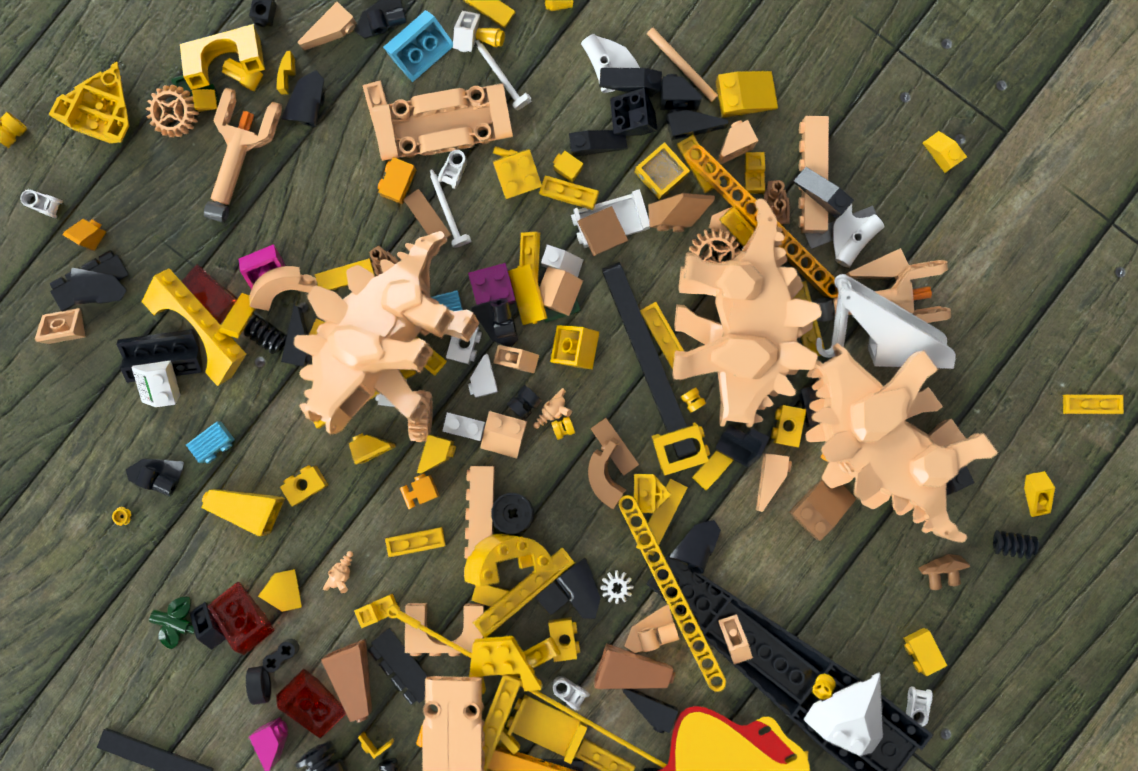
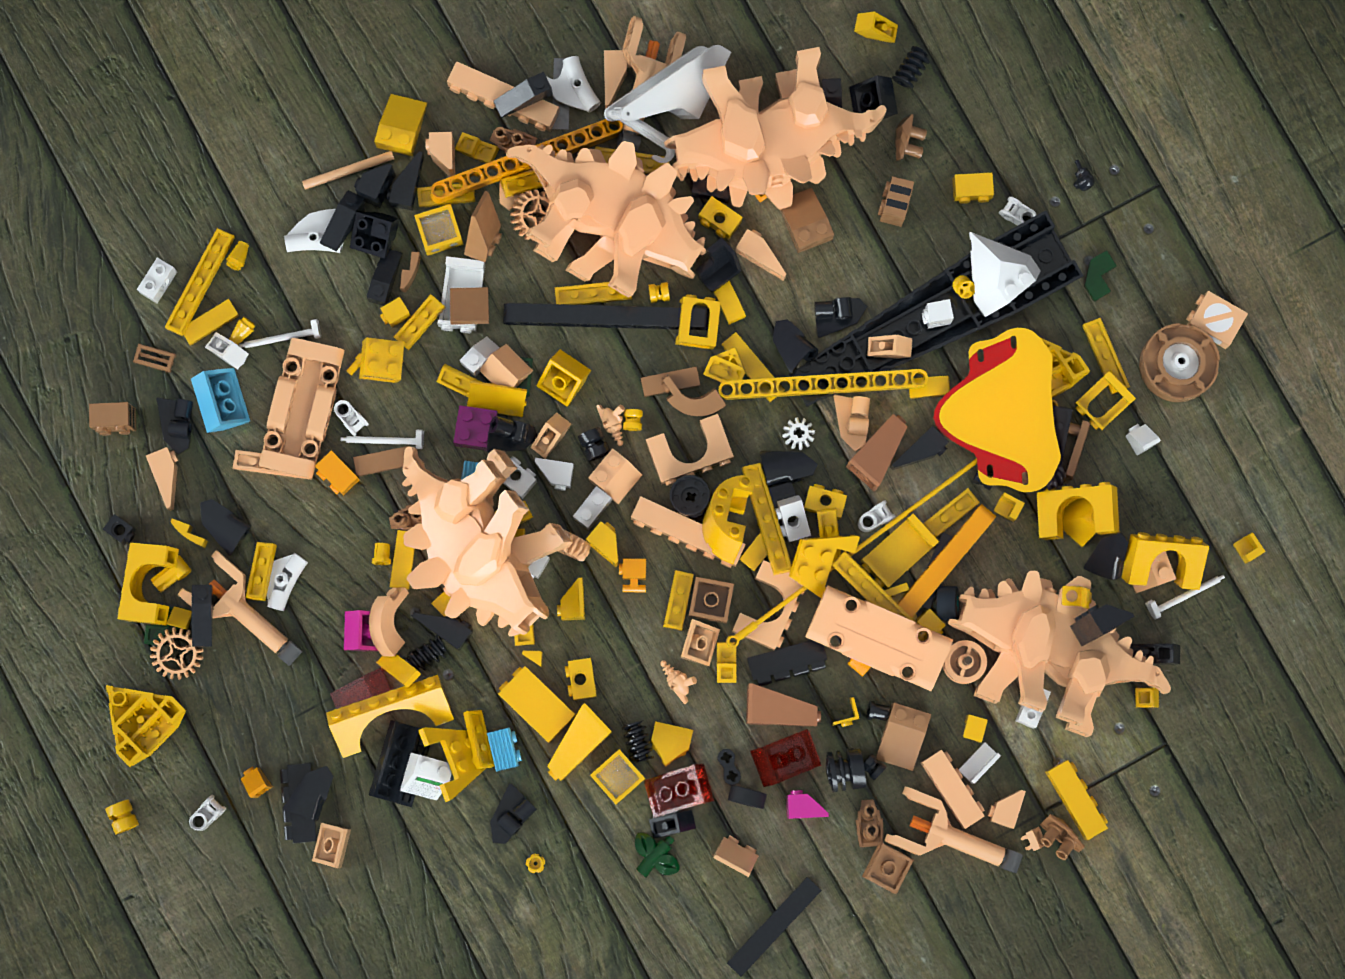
camera: 75 degrees left, 5 degrees down
(186, 409) = (459, 757): none -> yellow wing
(199, 698) = (736, 856): none -> light nougat slope
(209, 415) = (478, 739): none -> yellow tile
(212, 117) = (202, 615): none -> black slope
(227, 557) = (617, 777): none -> clear piece
(262, 454) = (536, 703): none -> yellow panel
(268, 563) = (637, 742): none -> black piece
(278, 172) = (282, 580): none -> white pin
(279, 153) = (261, 571): none -> yellow tile
(306, 433) = (534, 656): none -> yellow slope
(341, 254) = (381, 554): none -> yellow bush
(383, 578) = (700, 643): none -> light nougat slope
(425, 573) = (711, 600): none -> medium nougat brick
(543, 612) = (793, 507): none -> white brick
(567, 518) = (671, 469): none -> light nougat arch
(605, 163) = (409, 275): none -> medium nougat slope
(718, 700) = (934, 387): none -> yellow slope
(745, 574) = (837, 314): none -> black panel
(786, 674) = (938, 314): none -> white brick
(878, 586) = (896, 202): none -> medium nougat brick
(971, 519) = (872, 94): none -> black slope
(980, 754) = (1084, 178): none -> black piece

